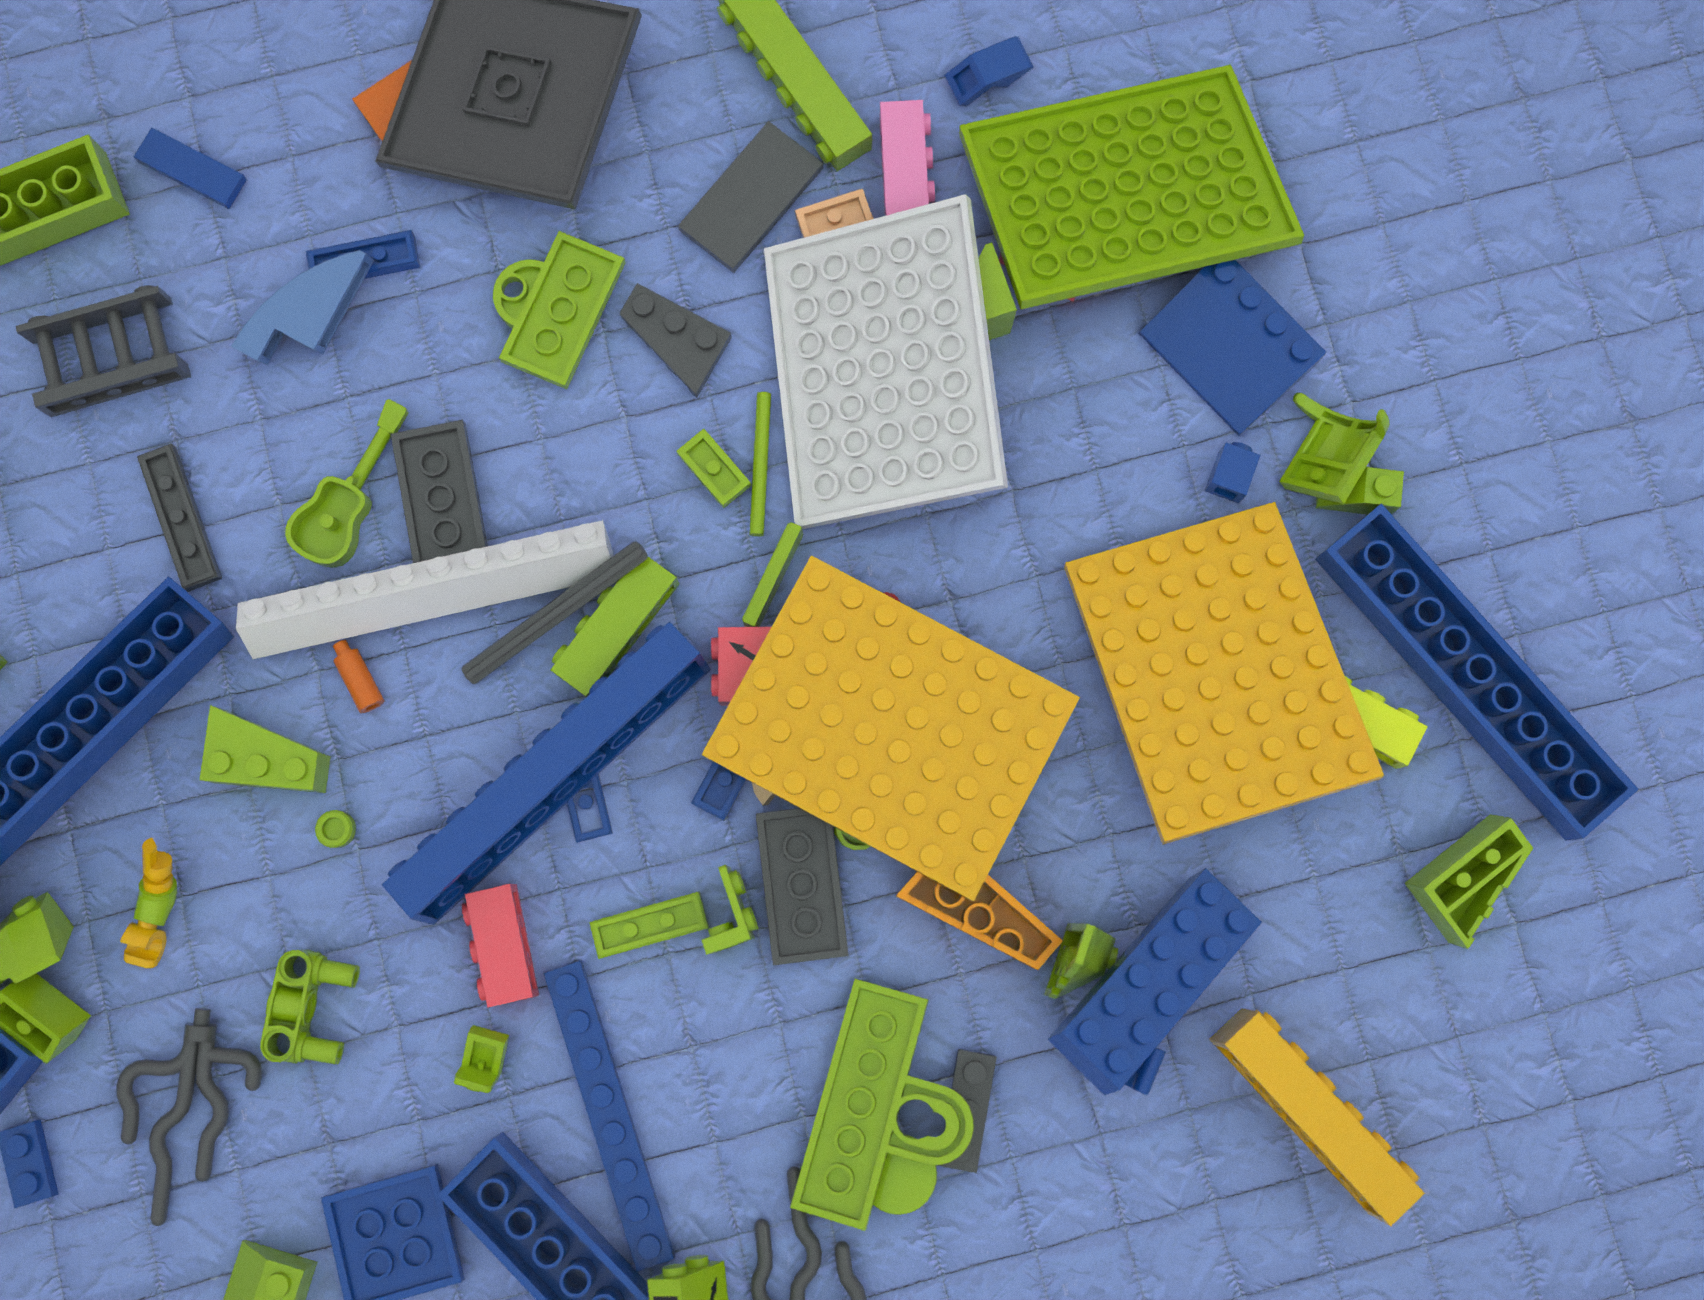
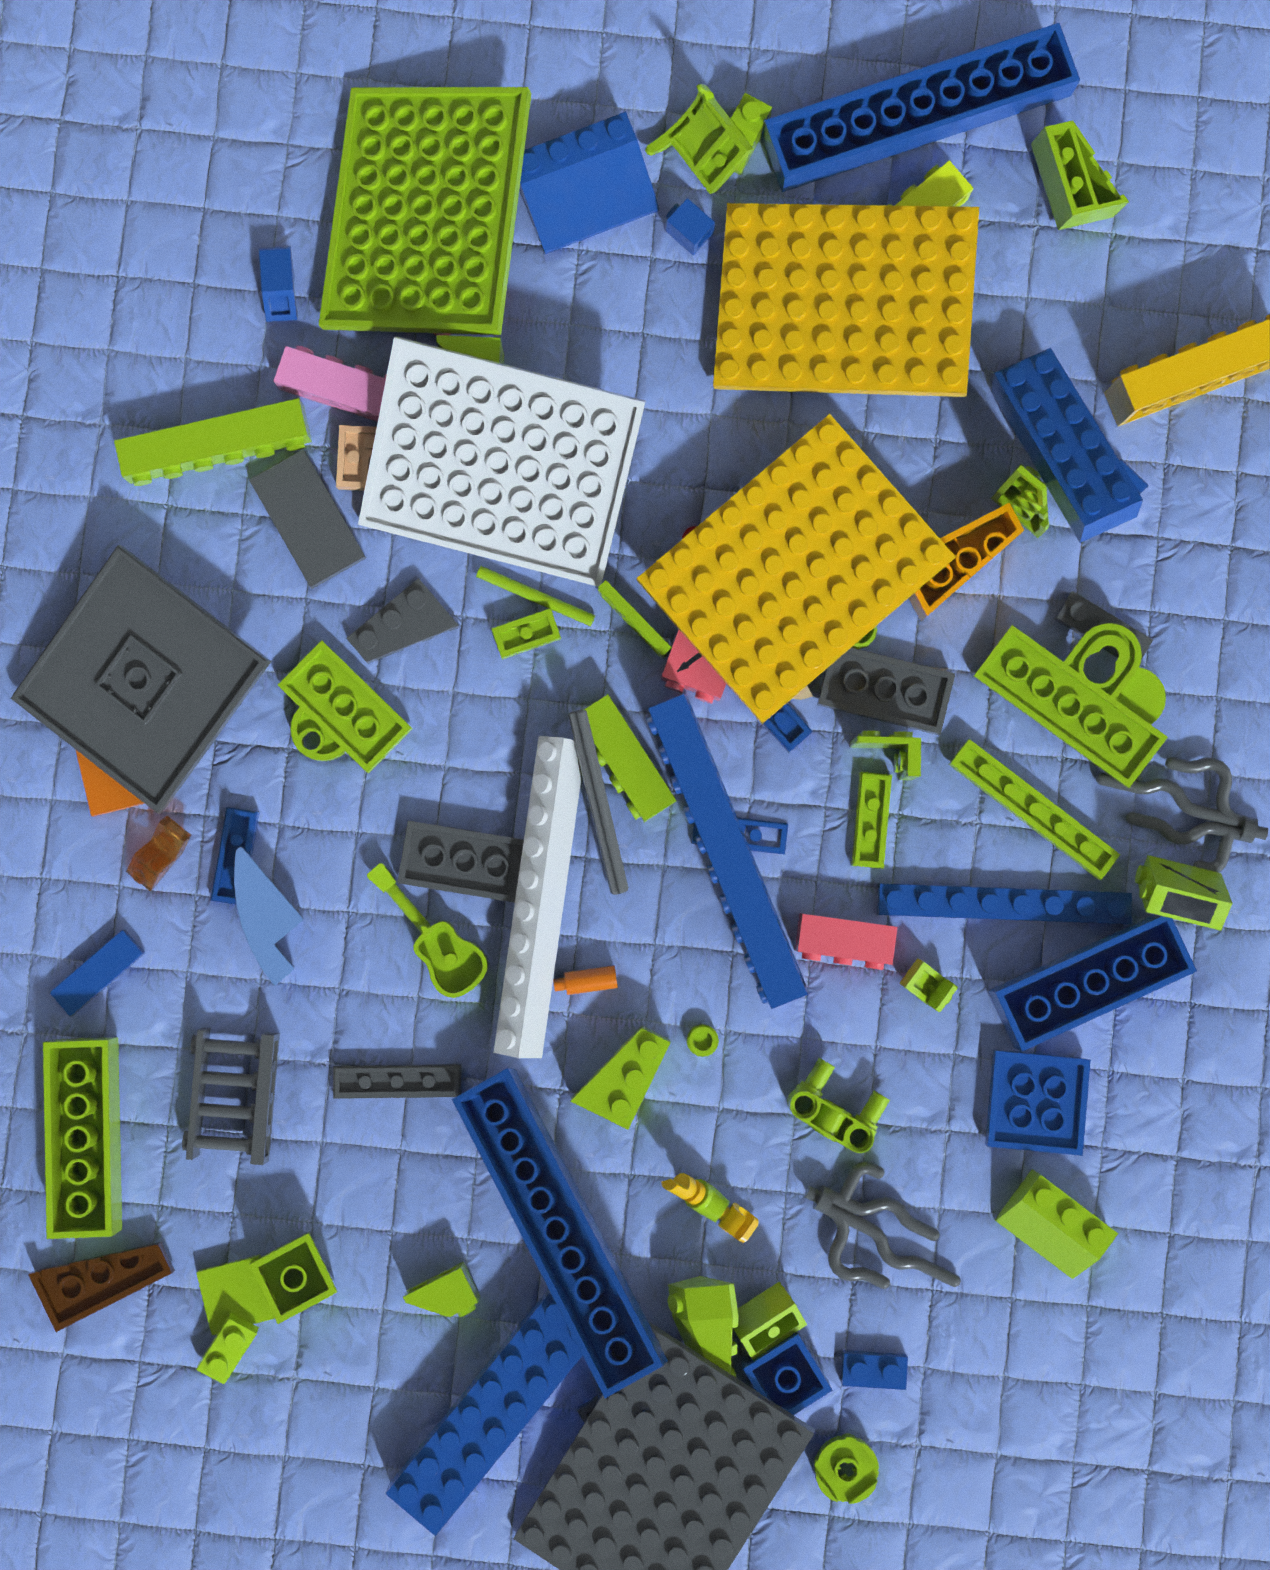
camera: 75 degrees left, 5 degrees up
(335, 182) = (159, 854): none -> clear orange slope
(727, 1108) = (1034, 809): none -> lime plate

